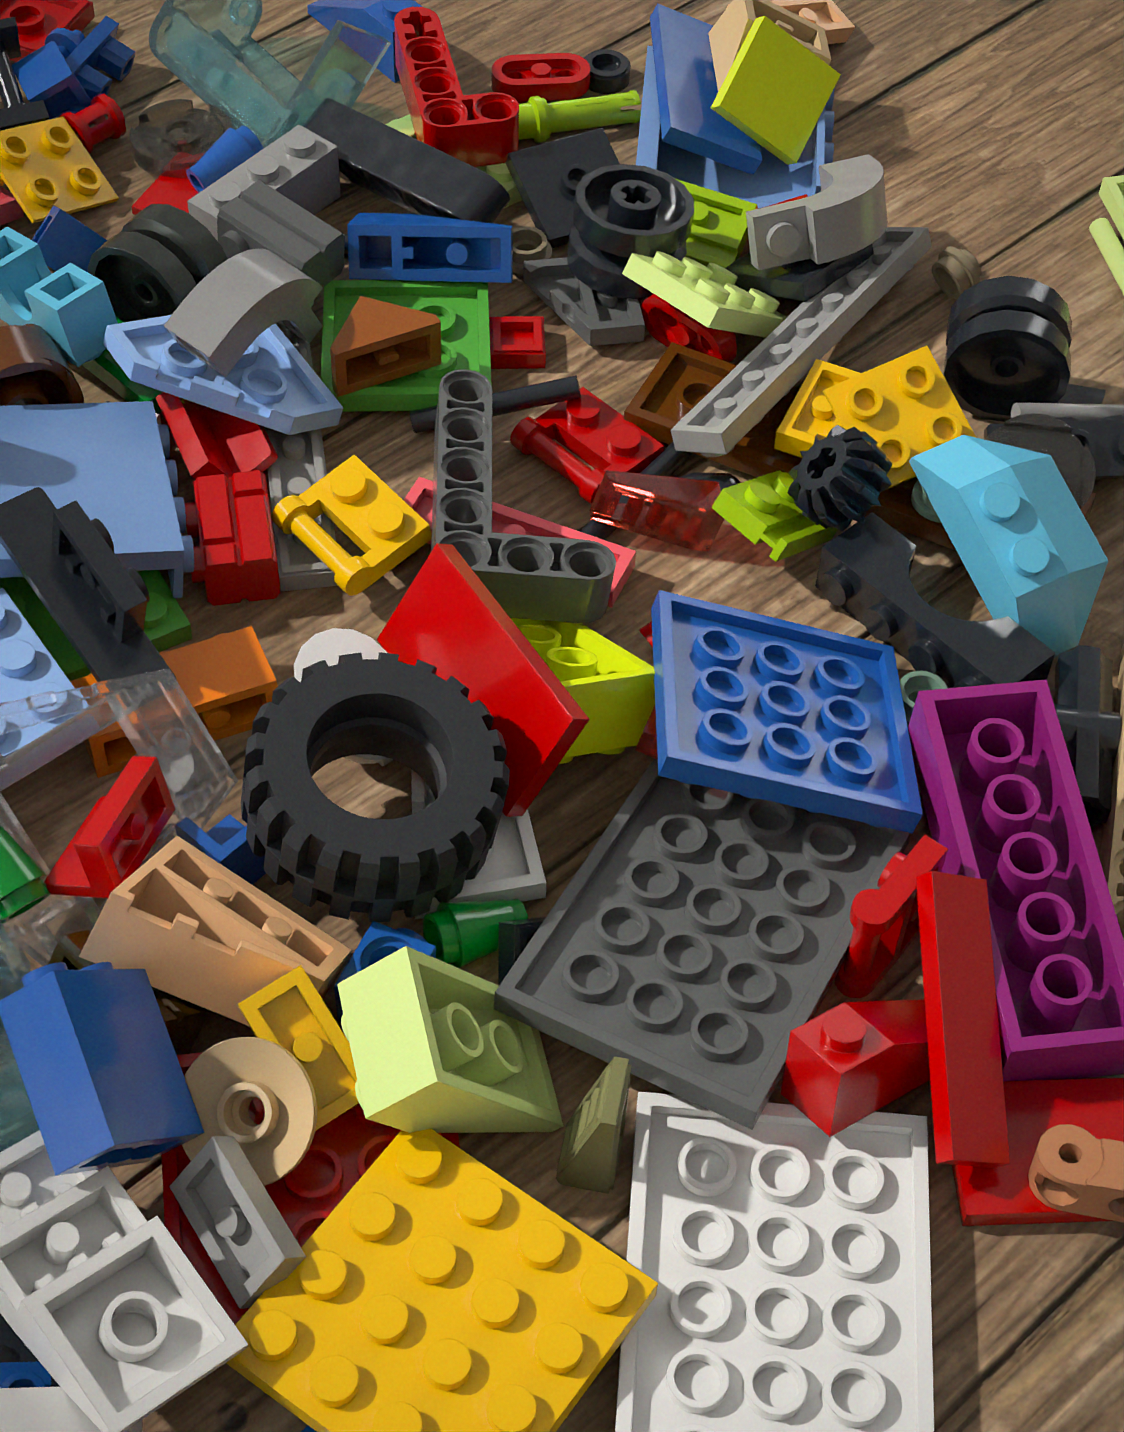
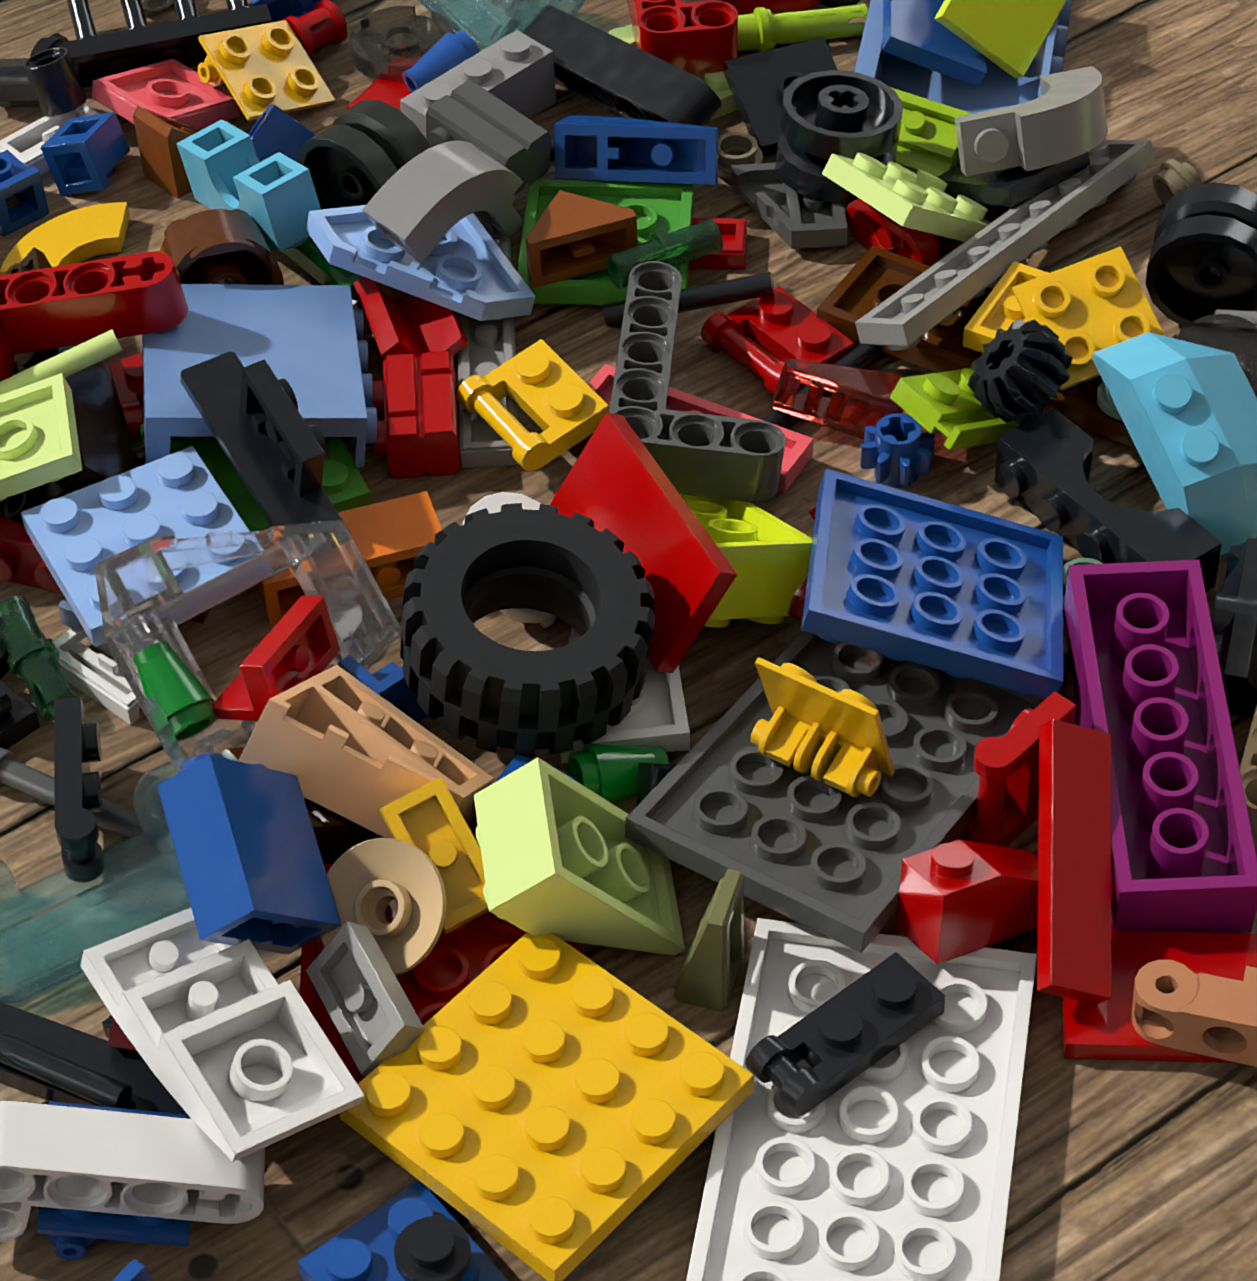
camera: 10 degrees right, 5 degrees down
(469, 353) = (670, 248): none -> clear green pin
(720, 560) = (897, 450): none -> blue gear
(721, 880) = (822, 727): none -> yellow hinge
(747, 1225) = (847, 1034): none -> black plate

